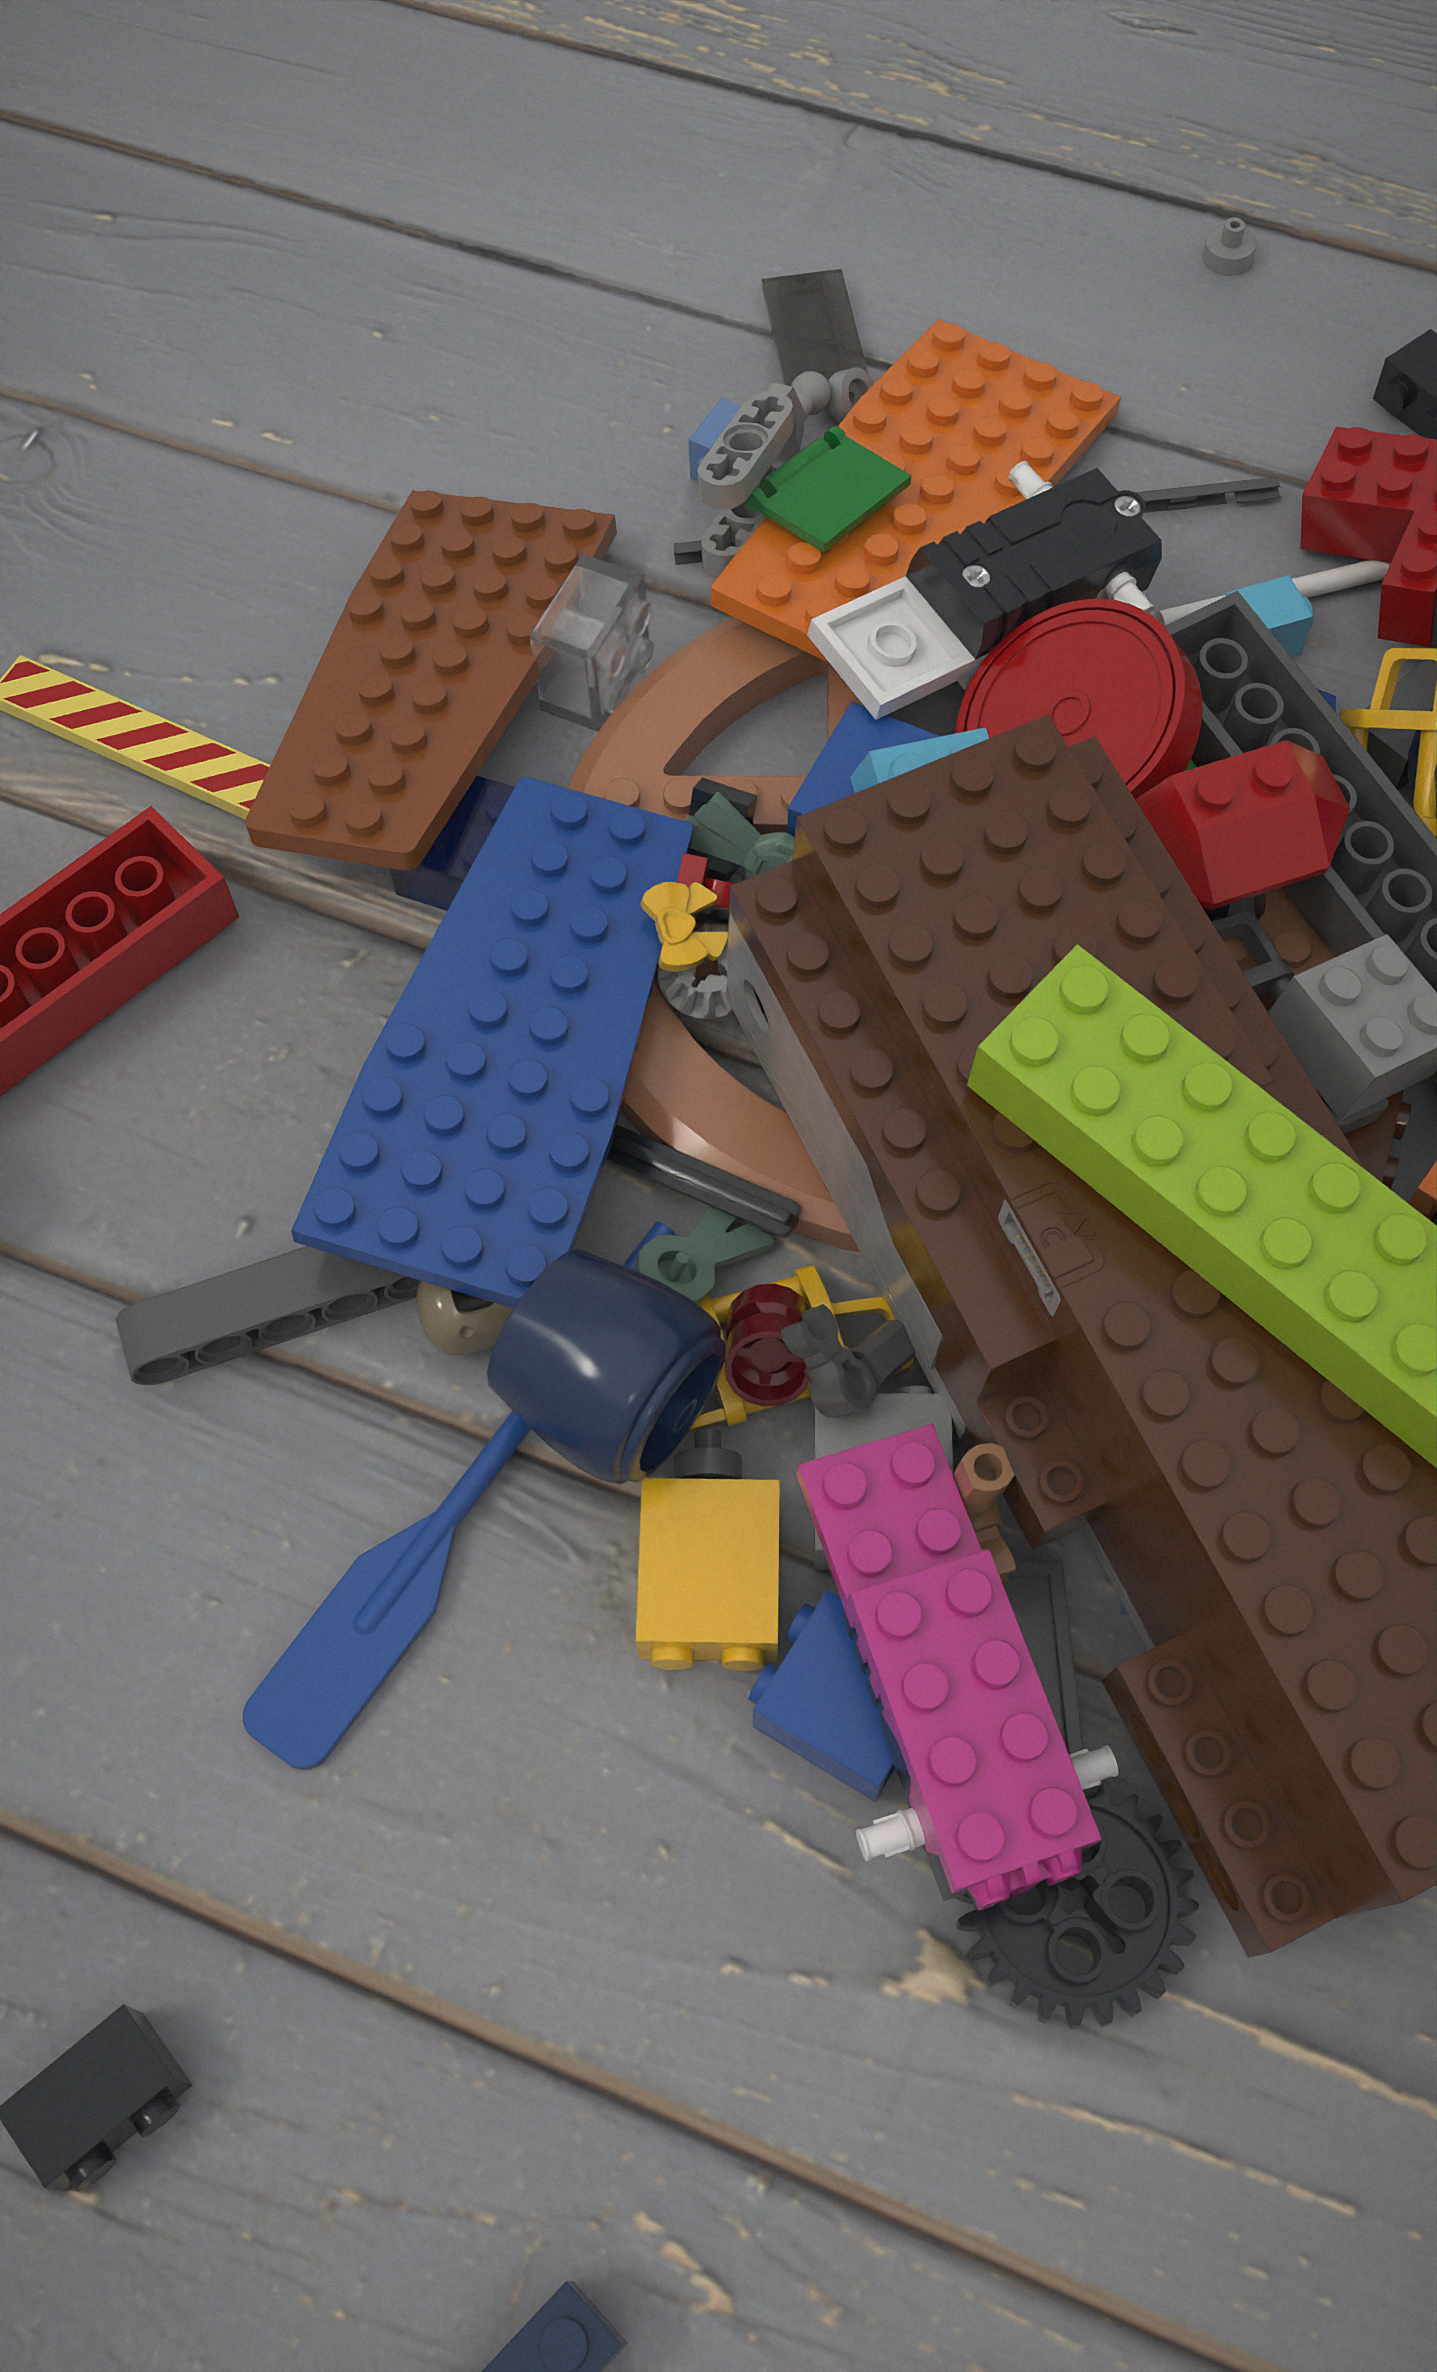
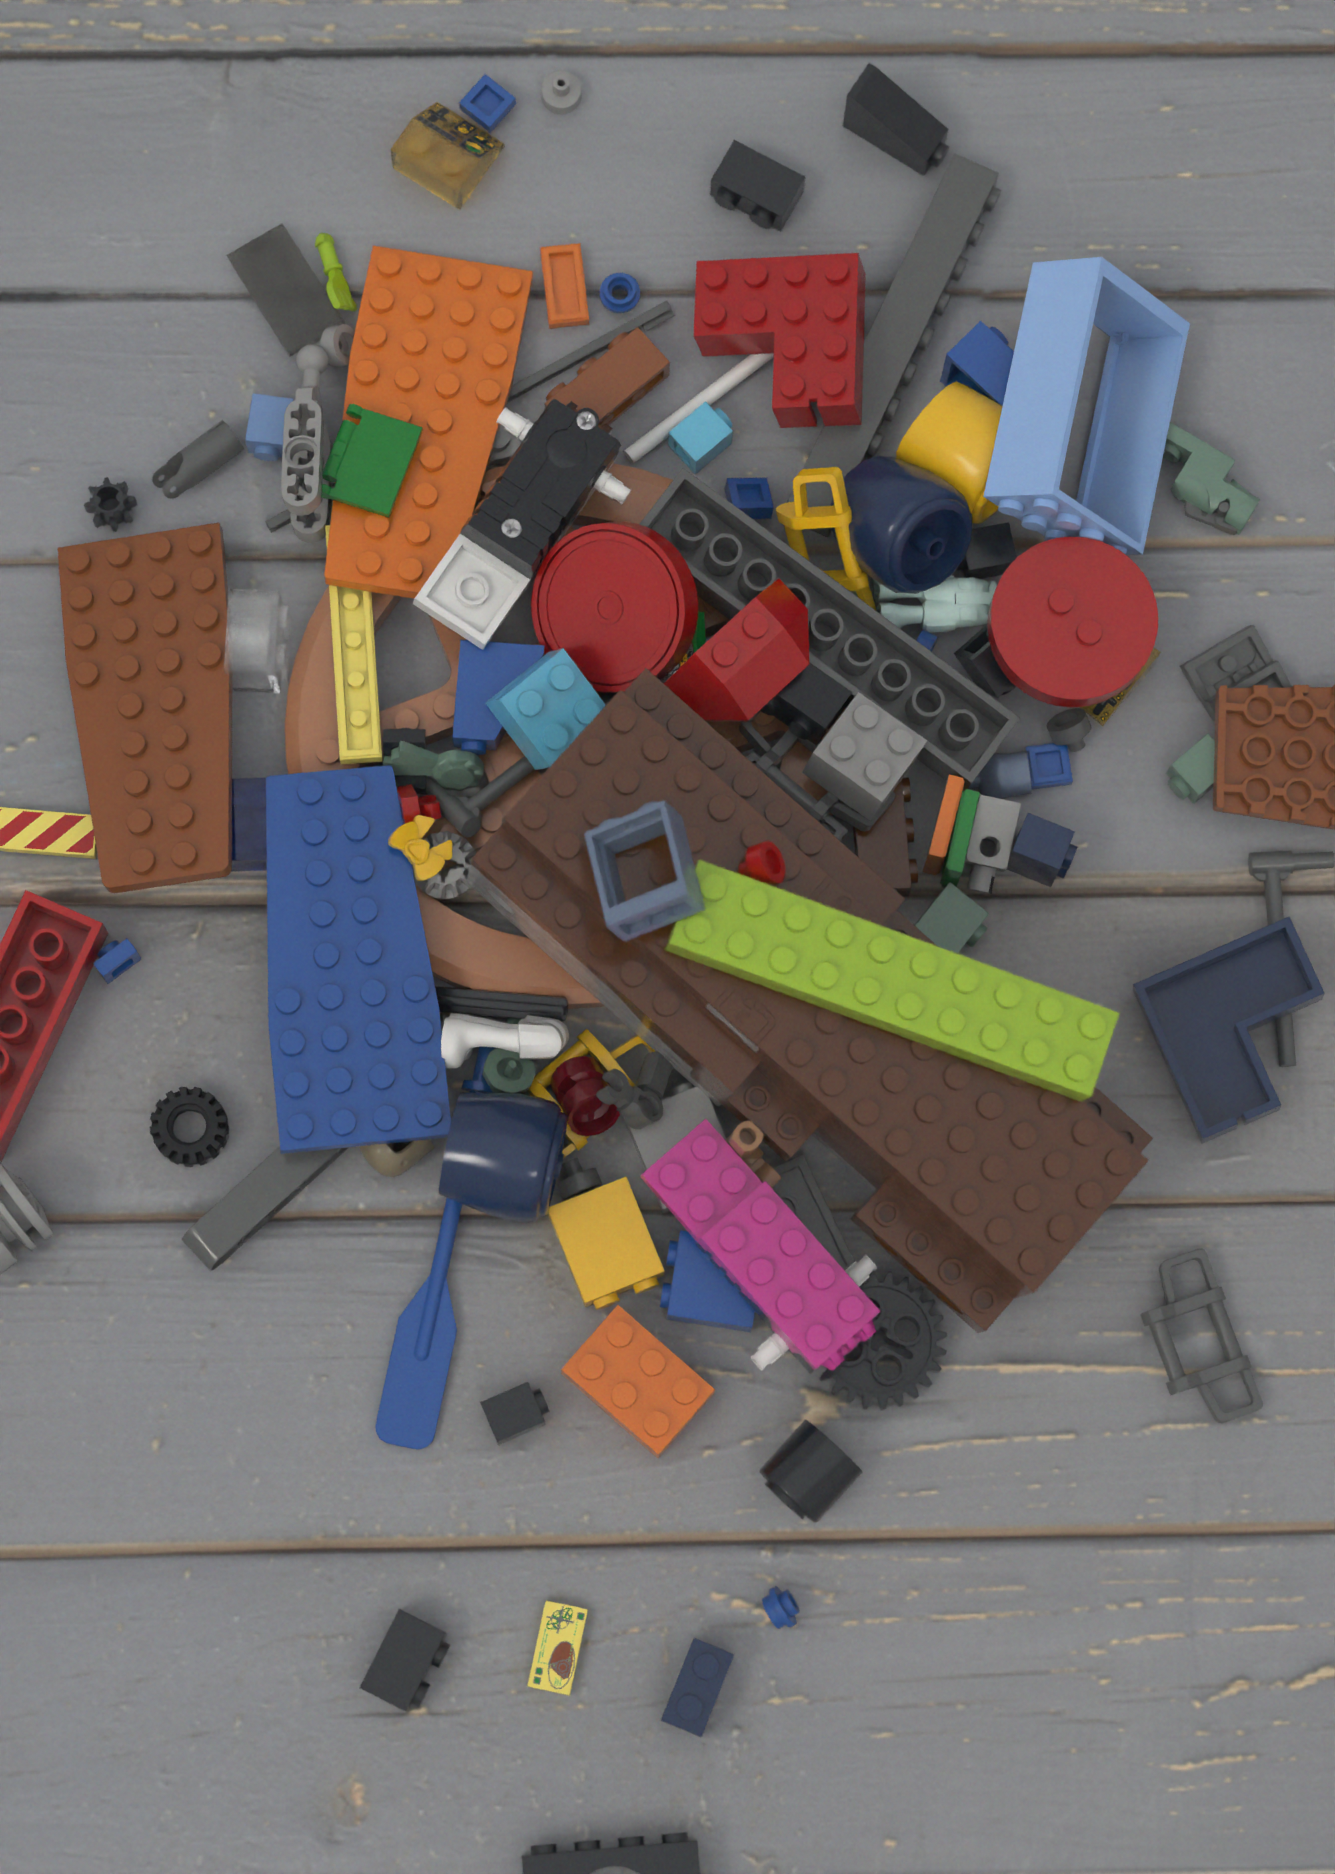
camera: 30 degrees left, 15 degrees up
(194, 1154) = (181, 1102): none -> black tyre
(228, 946) = (116, 959): none -> blue plate
(347, 2193) = (557, 1648): none -> light yellow tile
(457, 1769) = (515, 1412): none -> black brick
(497, 465) = (114, 516): none -> black gear
(626, 1197) = (531, 1037): none -> white piece
(628, 455) = (198, 460): none -> dark grey piece
(667, 1802) = (637, 1381): none -> orange brick
(697, 716) = (355, 674): none -> light yellow tile
(740, 2294) = (781, 1607): none -> blue plate
(876, 346) = (337, 286): none -> lime piece
(880, 2074) = (809, 1472): none -> black piece
(984, 973) = (656, 907): none -> sand blue window
(1059, 261) = (444, 153): none -> clear yellow slope
(1136, 230) = (487, 103): none -> blue plate
(1153, 429) = (564, 285): none -> orange tile
(1185, 1000) = (764, 863): none -> red tile
(1200, 527) = (615, 379): none -> dark orange brick
(1221, 450) = (615, 282): none -> blue plate
(1299, 926) = (809, 704): none -> black brick

